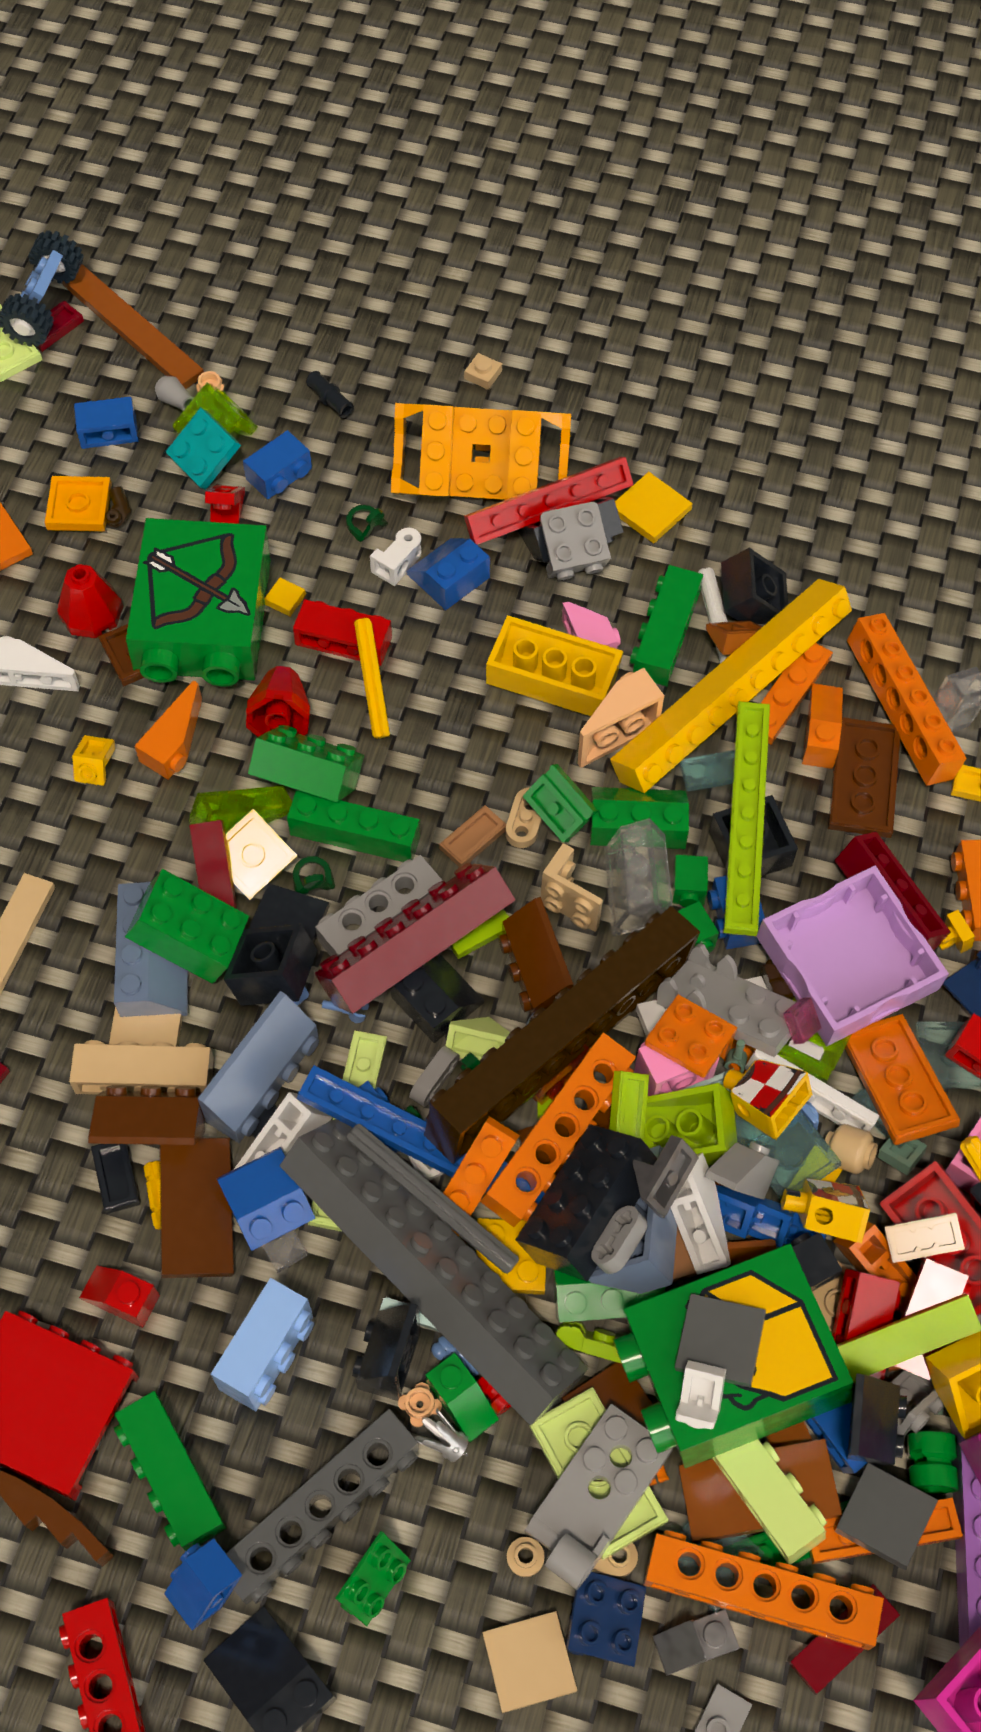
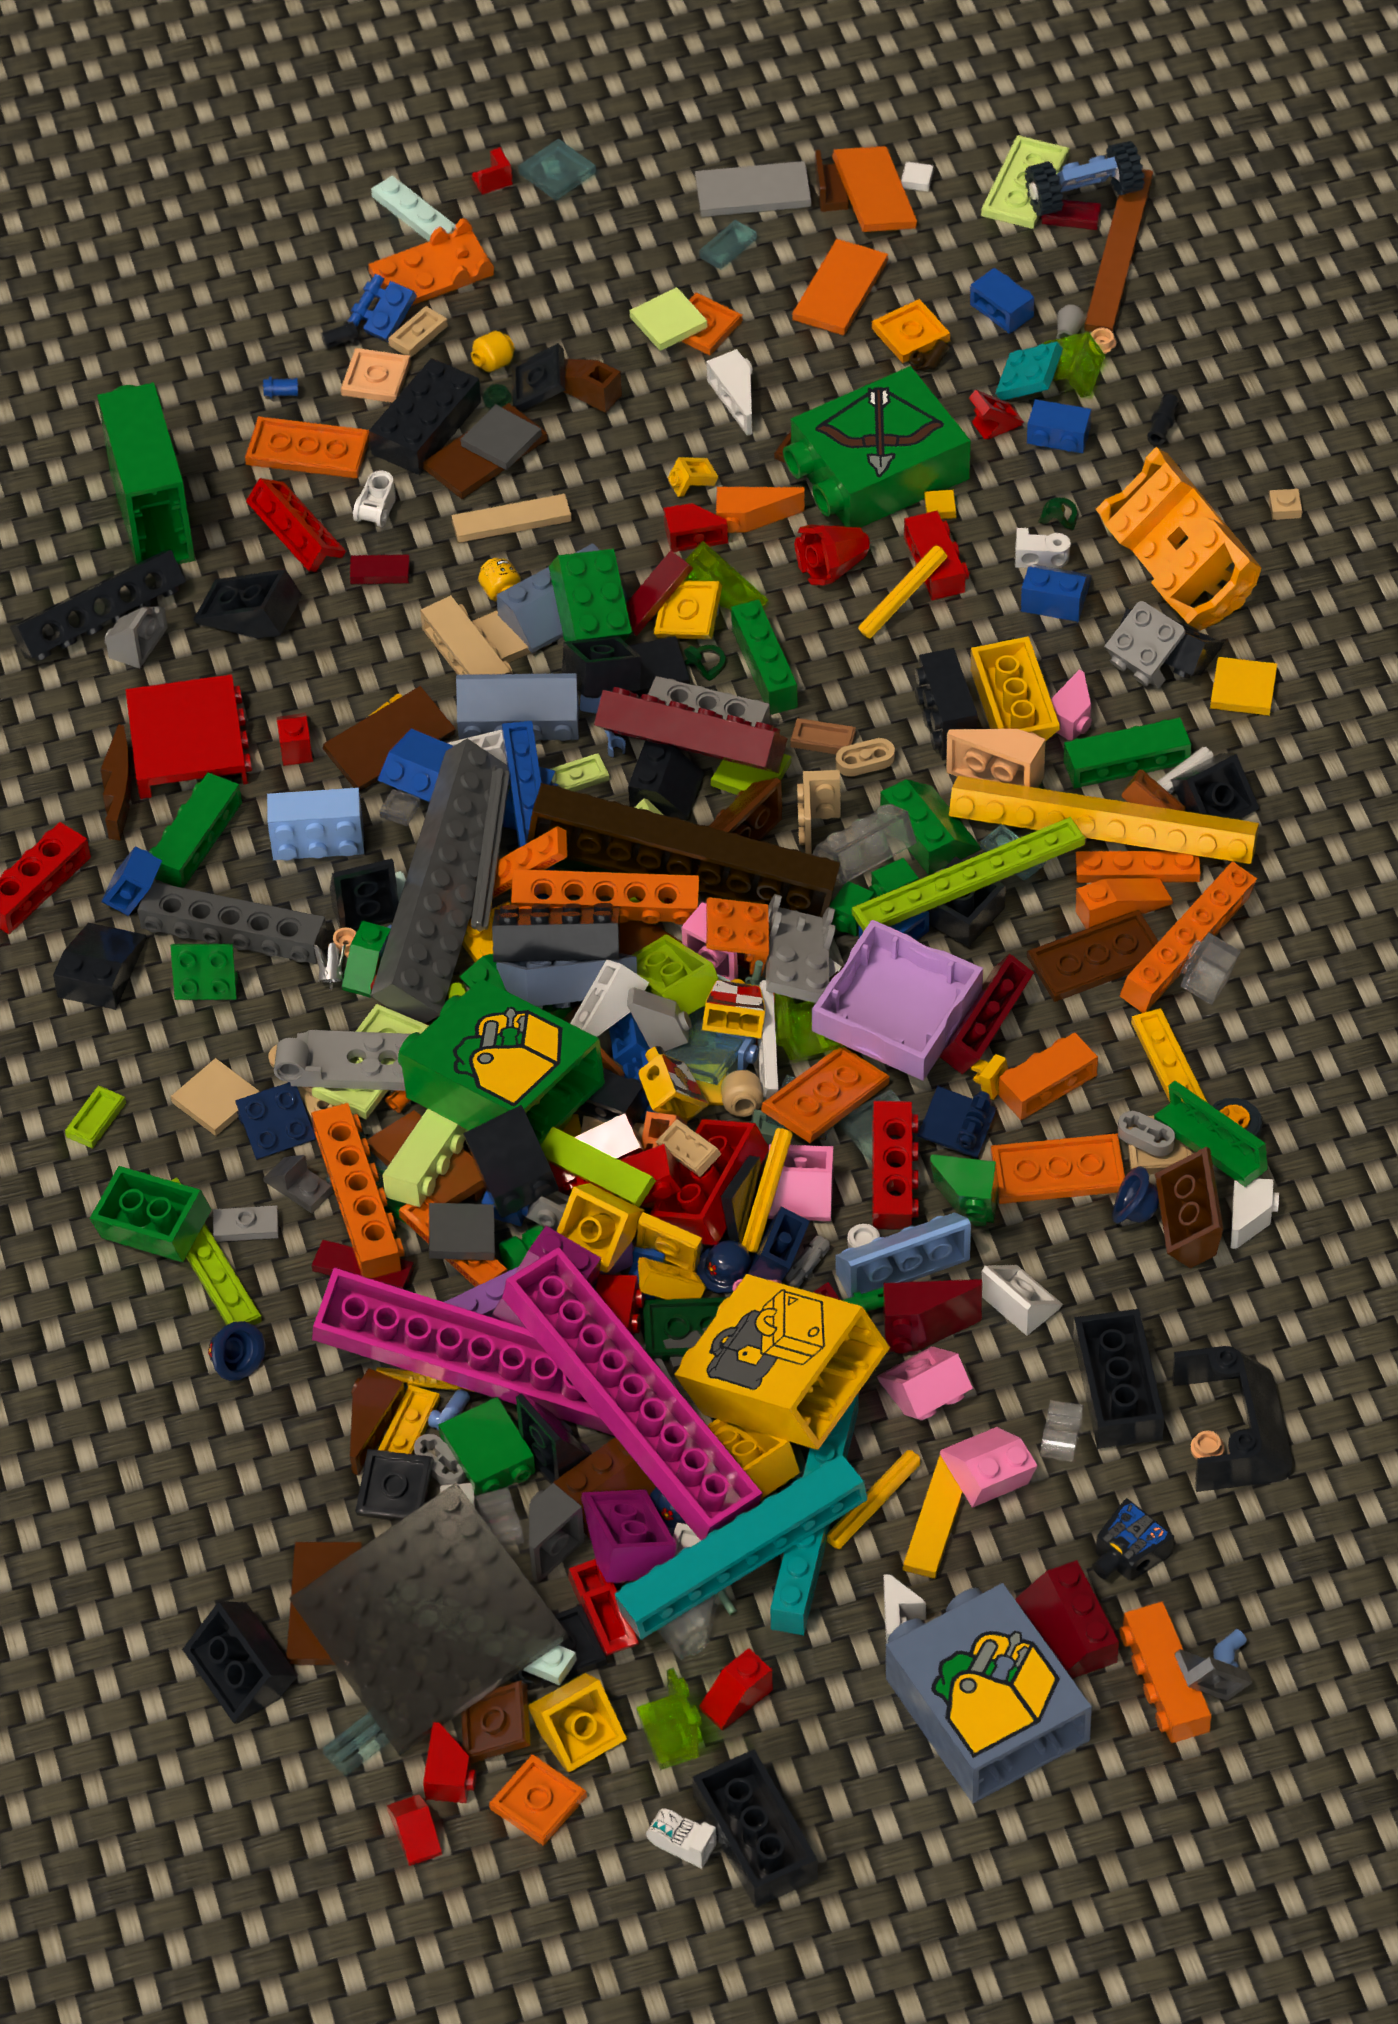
camera: 60 degrees right, 10 degrees down
(84, 989) = (497, 576): none -> yellow head
(88, 602) = (820, 382): red cone -> none
(115, 1177) = (378, 684): black tile -> none
(147, 1116) = (426, 664): reddish brown slope -> none
(154, 794) = (690, 525): none -> red slope
(306, 763) = (787, 592): green brick -> none
(527, 718) = (944, 696): none -> black brick
(560, 803) = (885, 761): green plate -> none
(566, 492) = (1182, 609): plate -> none
(619, 1239) = (534, 955): light grey beam -> none
(629, 1103) = (654, 927): lime tile -> none
(663, 1181) = (598, 949): flat silver slope -> none
(701, 1395) = (444, 1035): white bracket -> none
(722, 1337) = (494, 1032): dark grey tile -> none
(802, 1020) = (807, 989): clear pink tile -> none
(809, 1048) = (799, 1019): tile -> none

